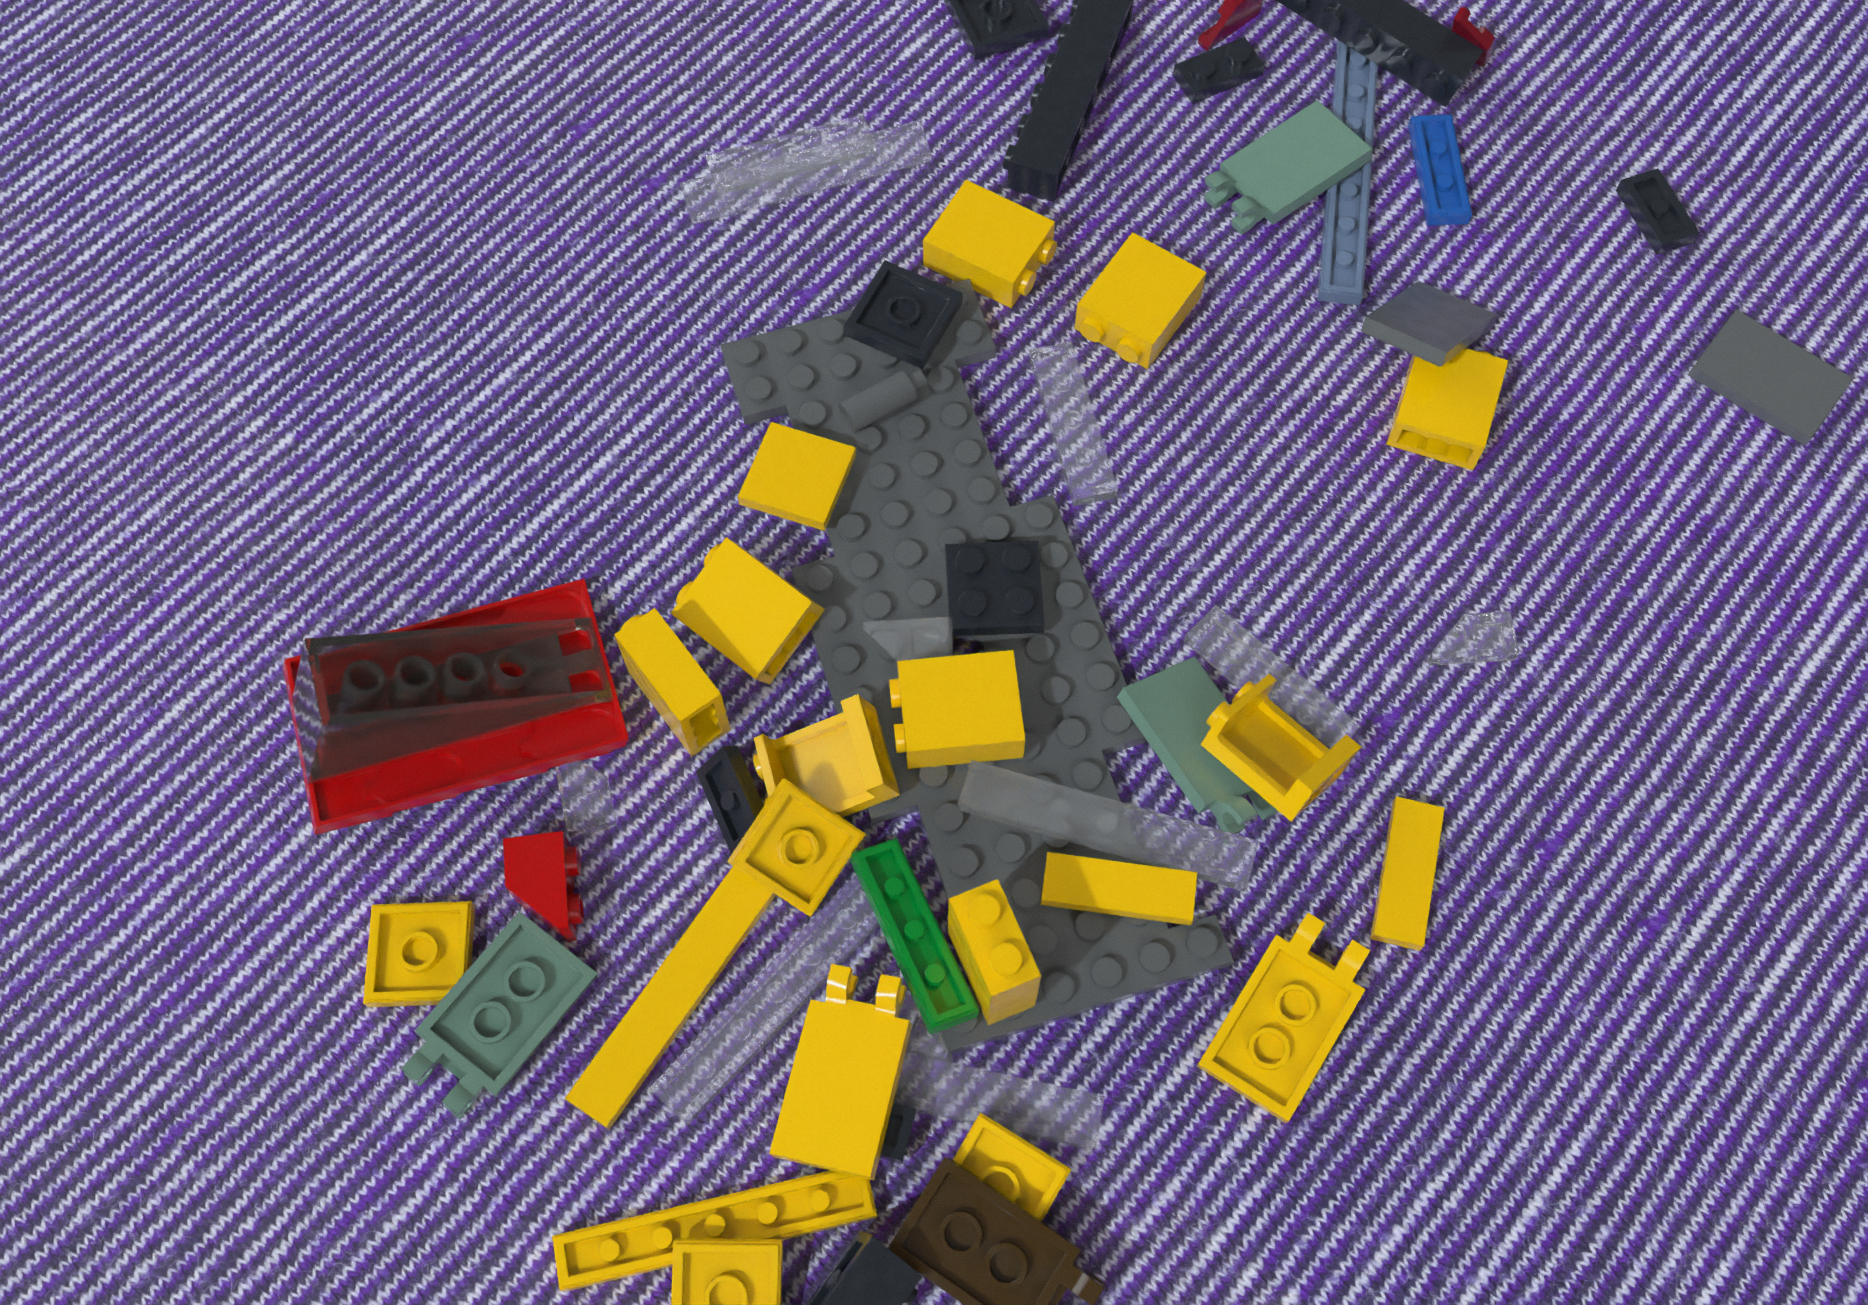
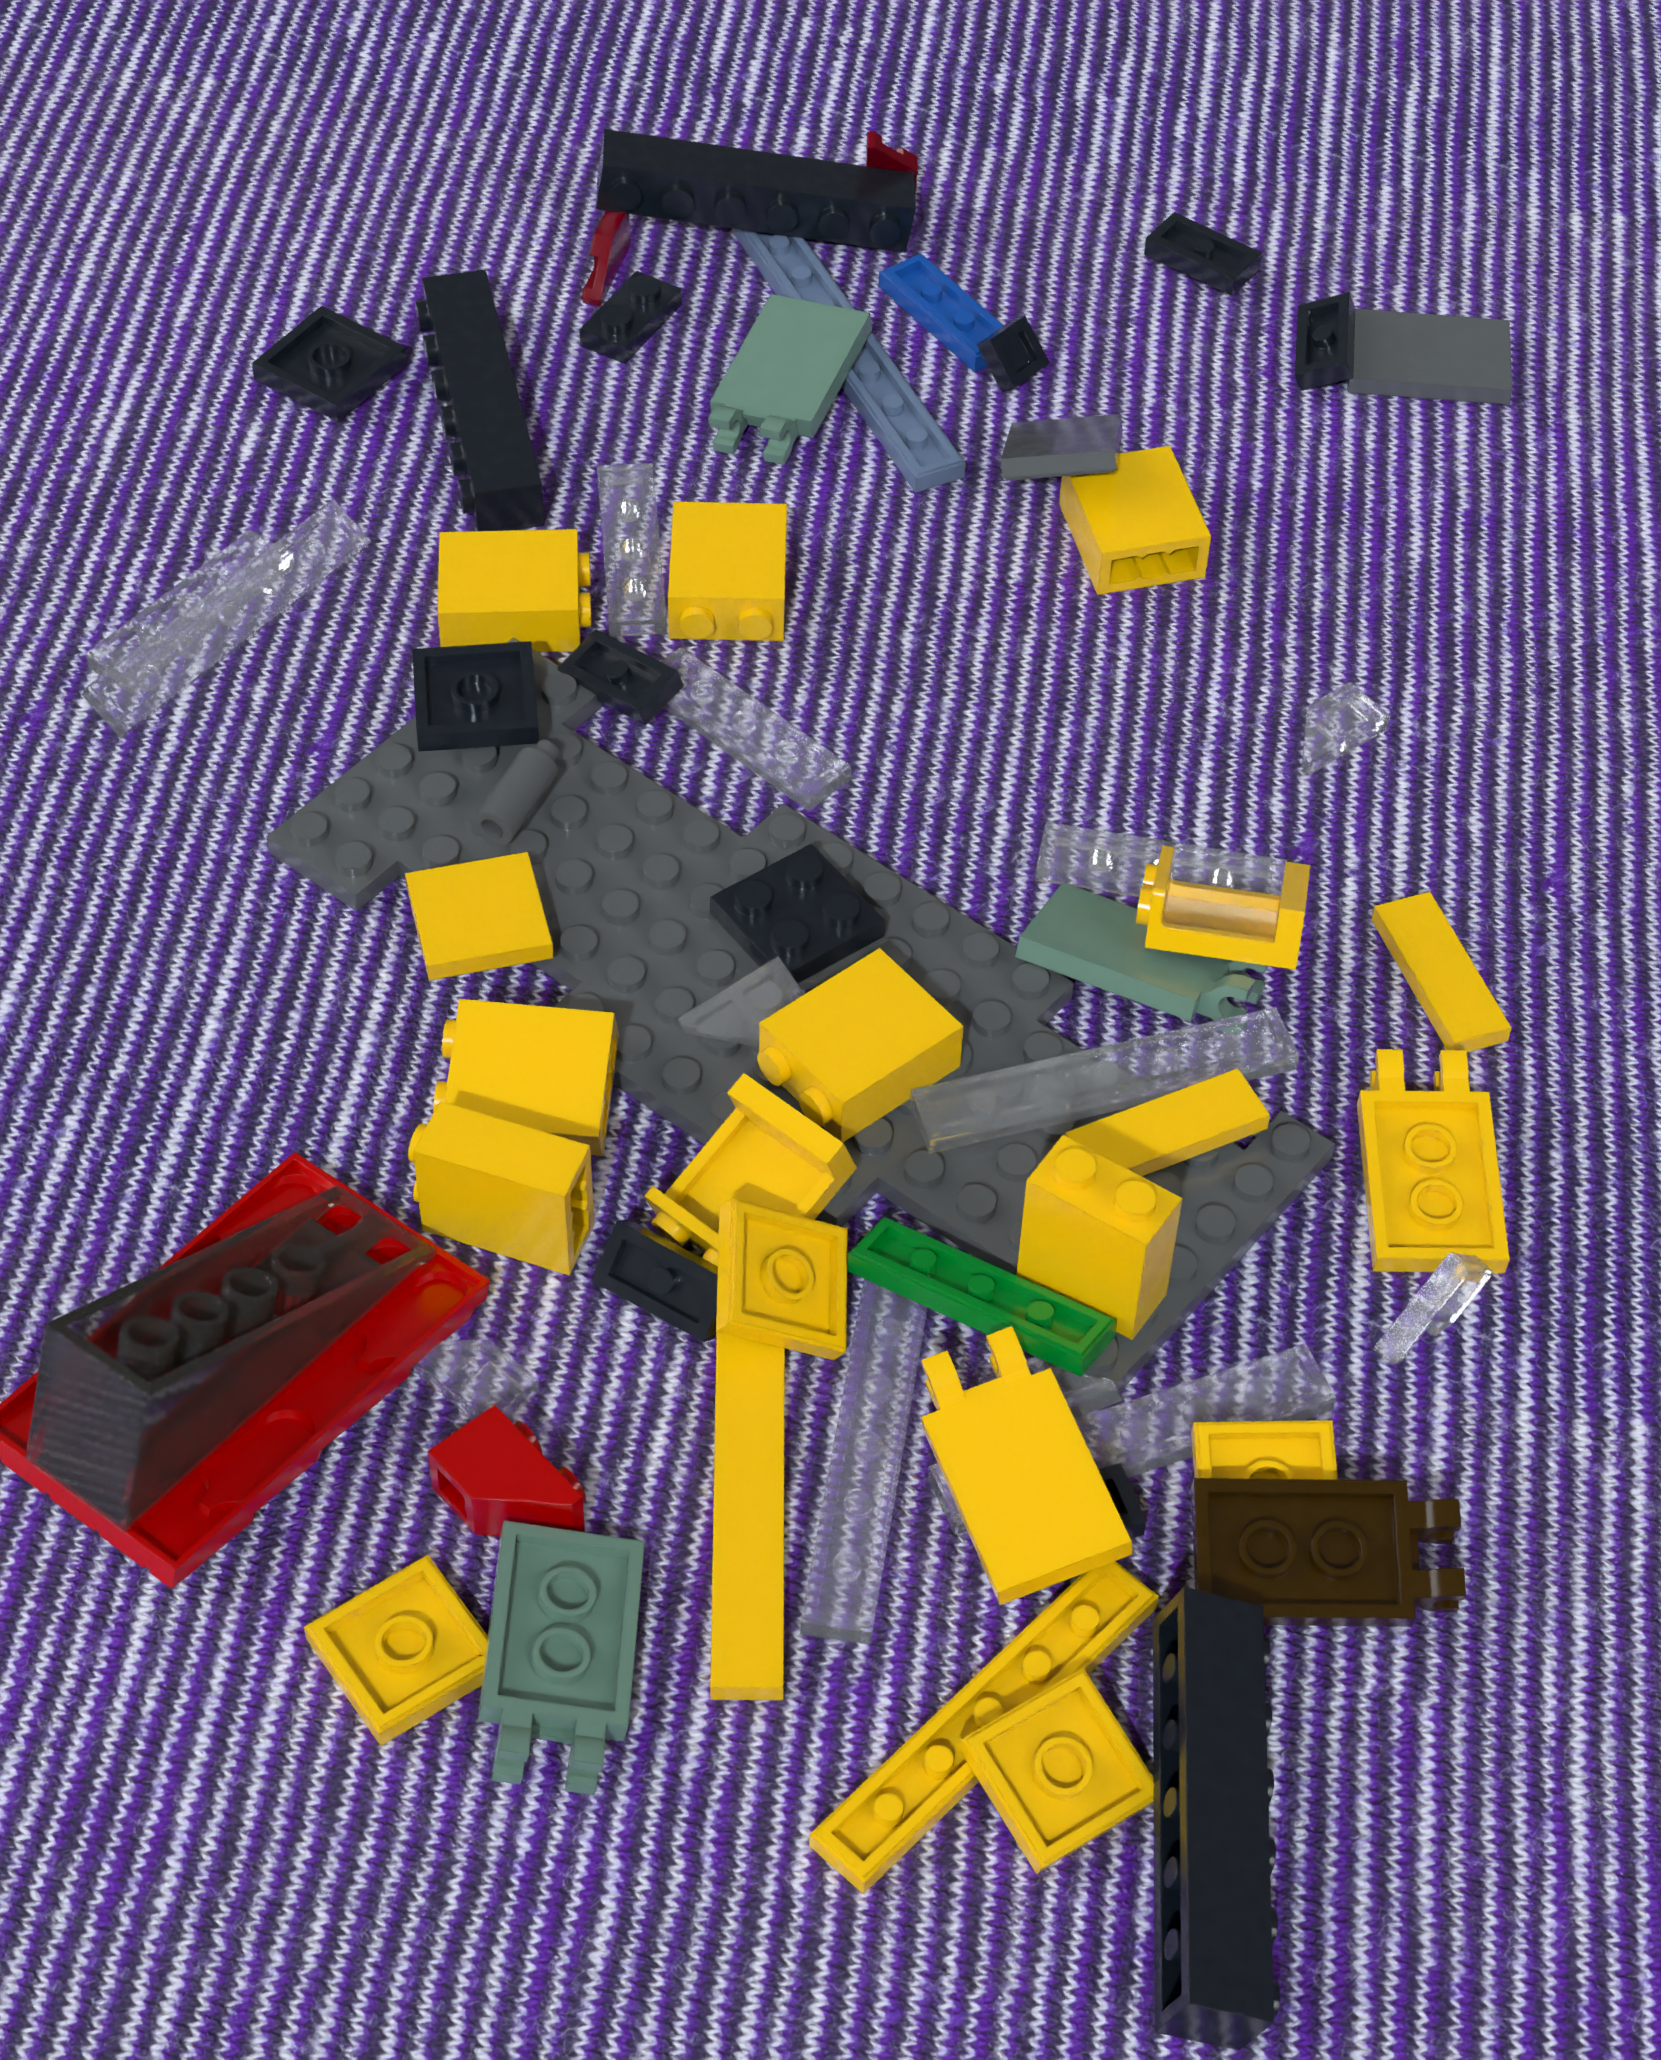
camera: 35 degrees left, 15 degrees down
(1013, 345) = (622, 676): none -> black plate
(1093, 247) = (631, 550): none -> clear tile
(1209, 1125) = (1435, 1304): none -> clear tile
(1457, 227) = (1013, 353): none -> black plate
(1695, 328) = (1325, 341): none -> black plate

